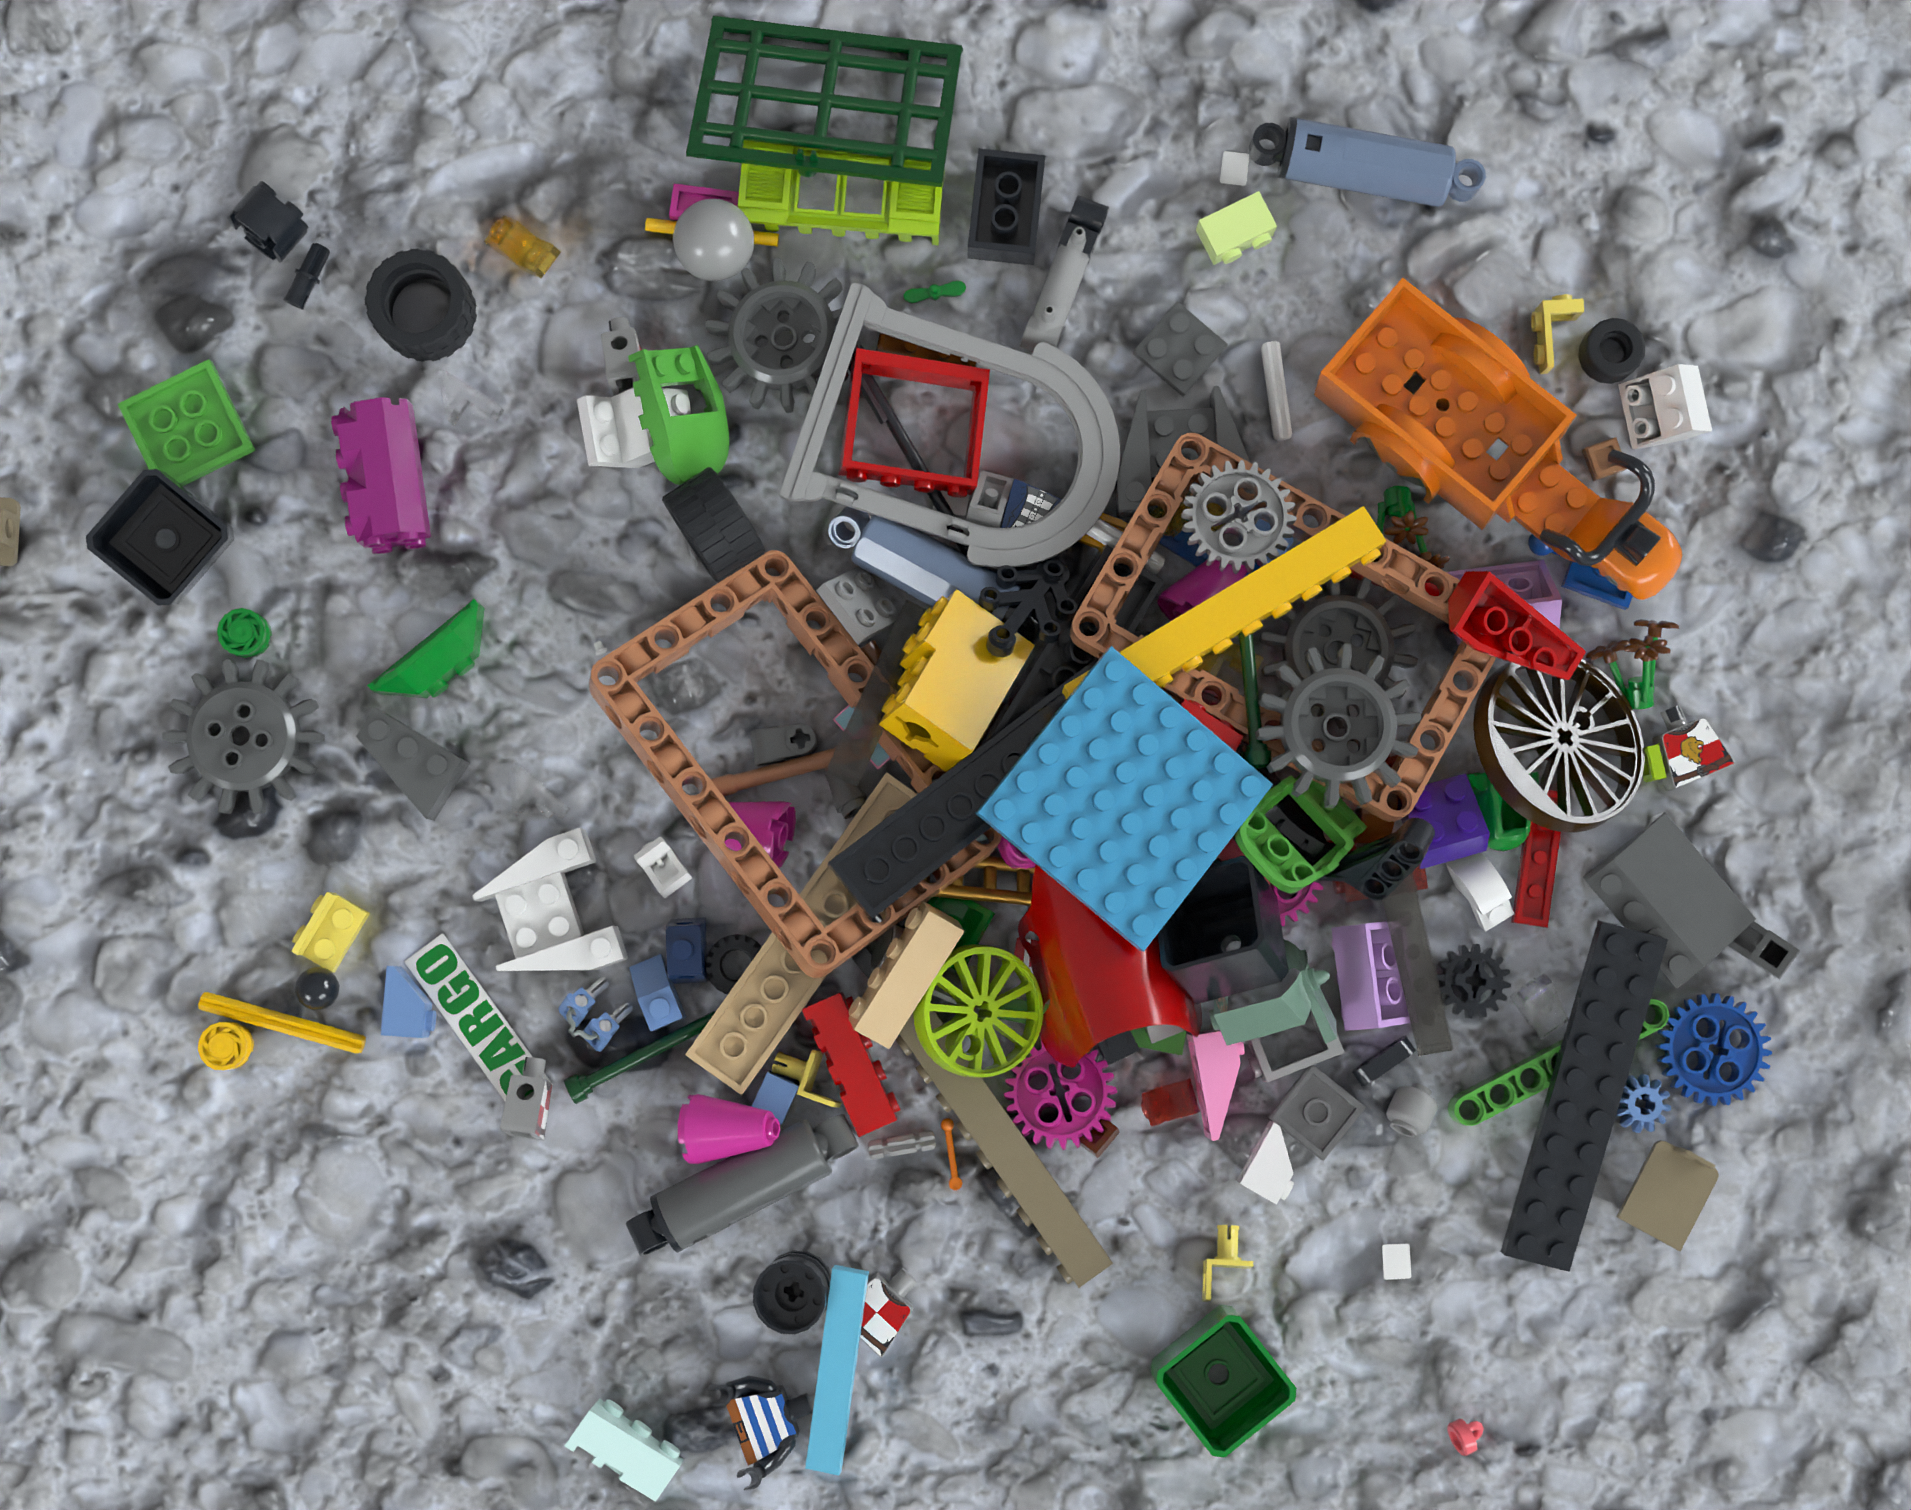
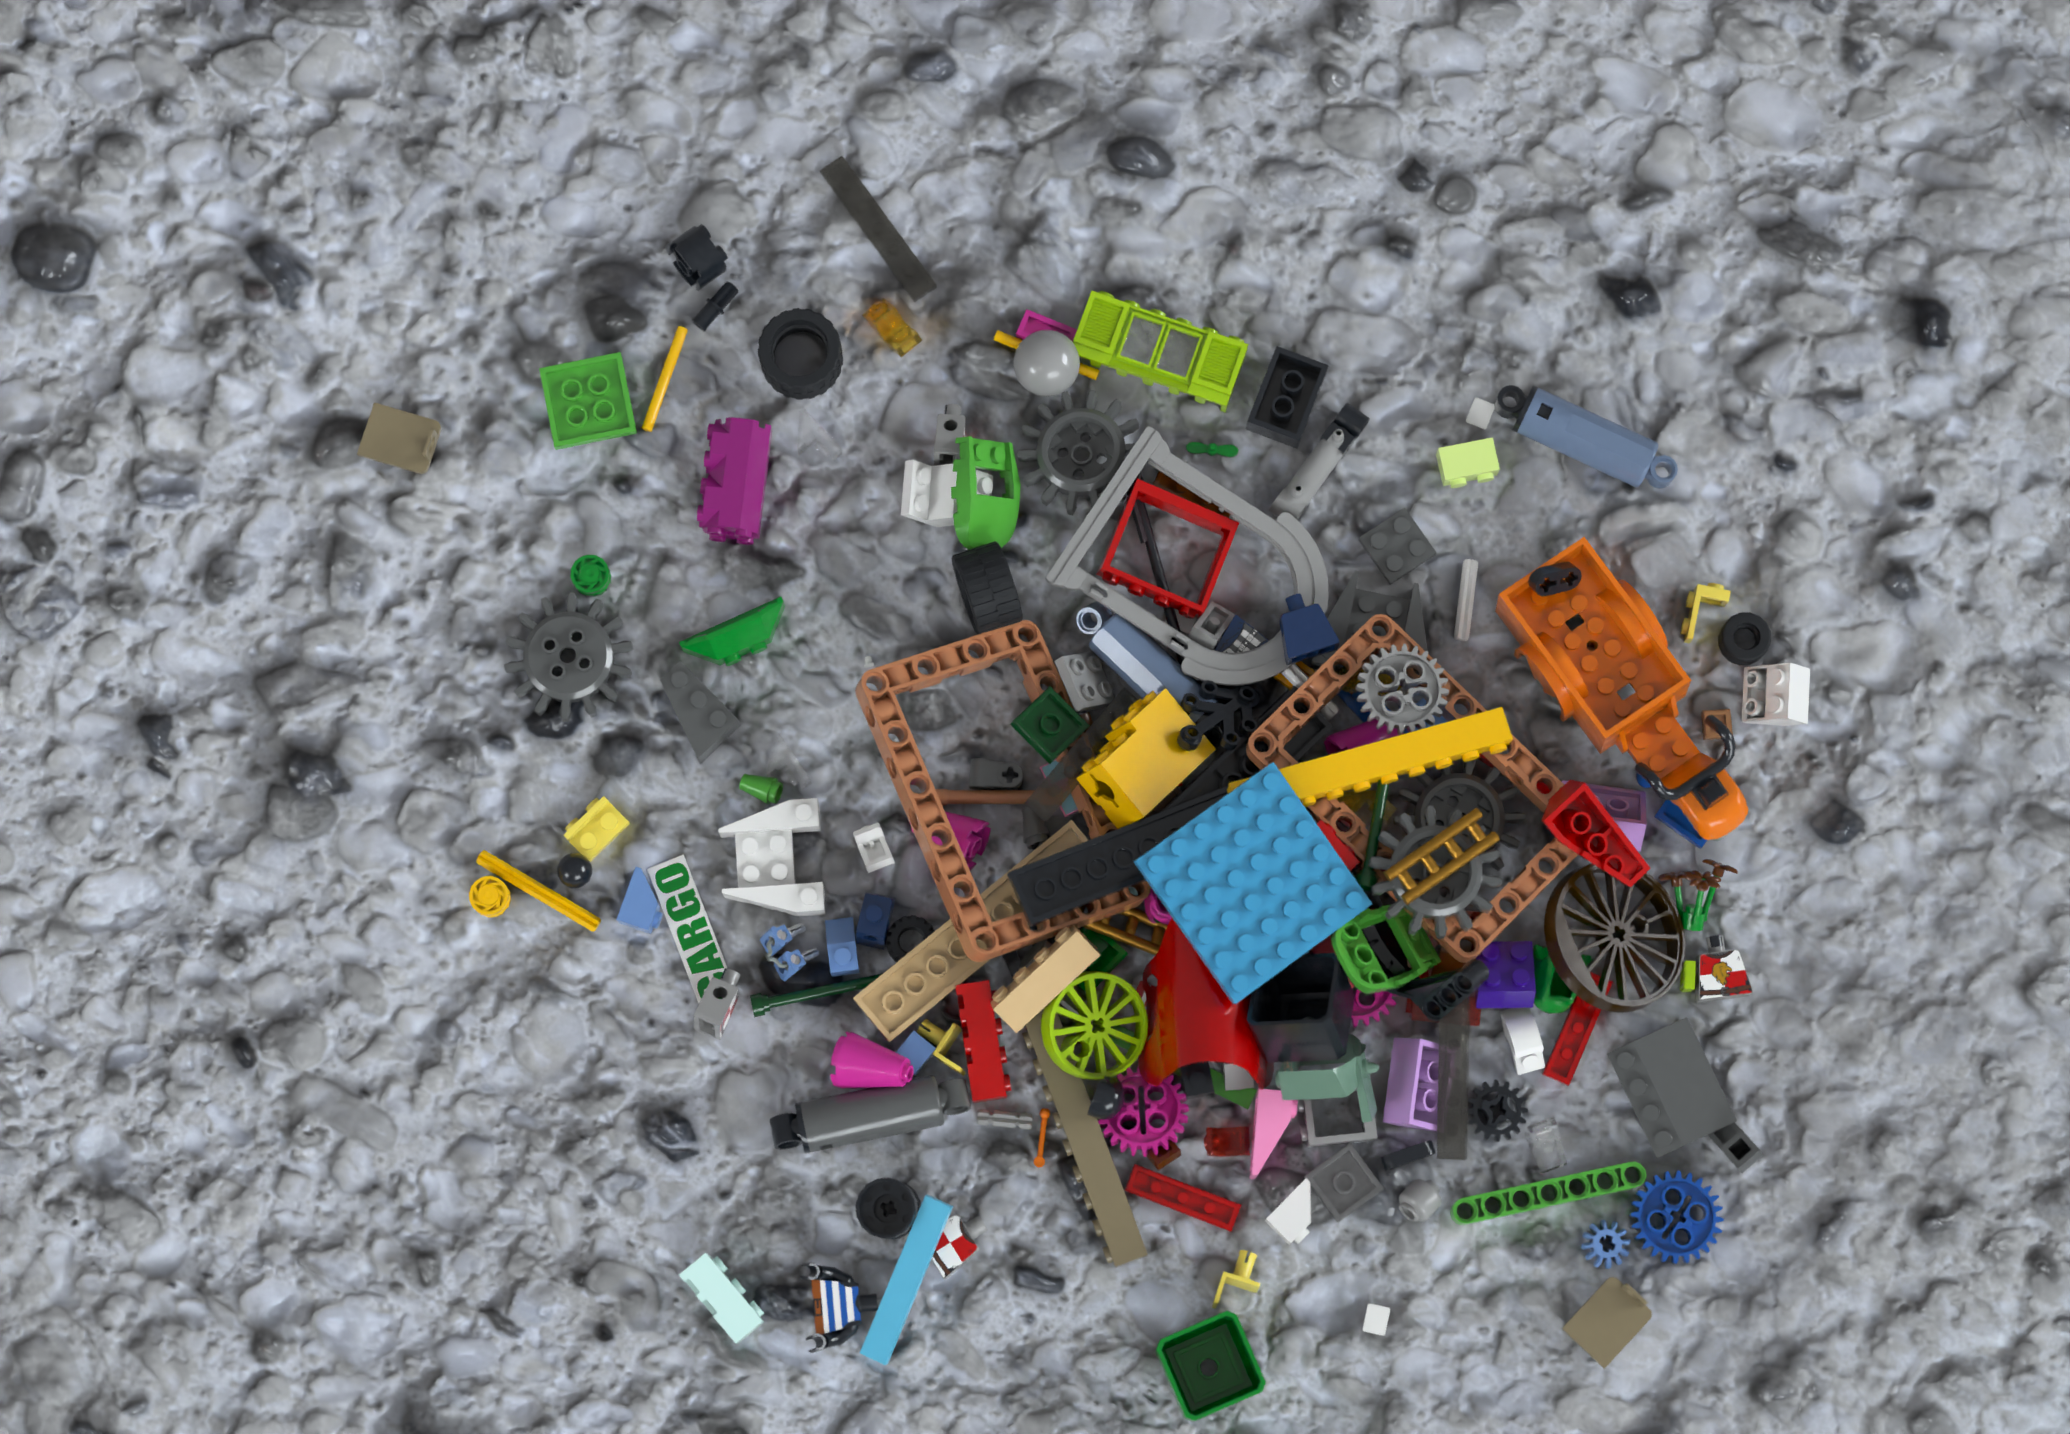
camera: 15 degrees right, 5 degrees down
(129, 531) = (576, 480): black plate -> none
(271, 377) = (664, 378): none -> yellow bar
(475, 135) = (878, 229): none -> clear smoke tile
(515, 830) = (761, 787): none -> bright green cone
(825, 100) = (1140, 324): dark green door -> none
(831, 668) = (1050, 725): none -> dark green tile
(1017, 1095) = (1107, 1099): none -> black hair
(1103, 477) = (1305, 631): none -> dark blue torso
(1134, 1180) = (1182, 1197): none -> red tile
(1364, 701) = (1444, 838): none -> pearl gold bar
(1382, 341) = (1555, 581): none -> black beam
(1402, 513) = (1538, 719): plant -> none
(1583, 1095) = (1559, 1223): black plate -> none

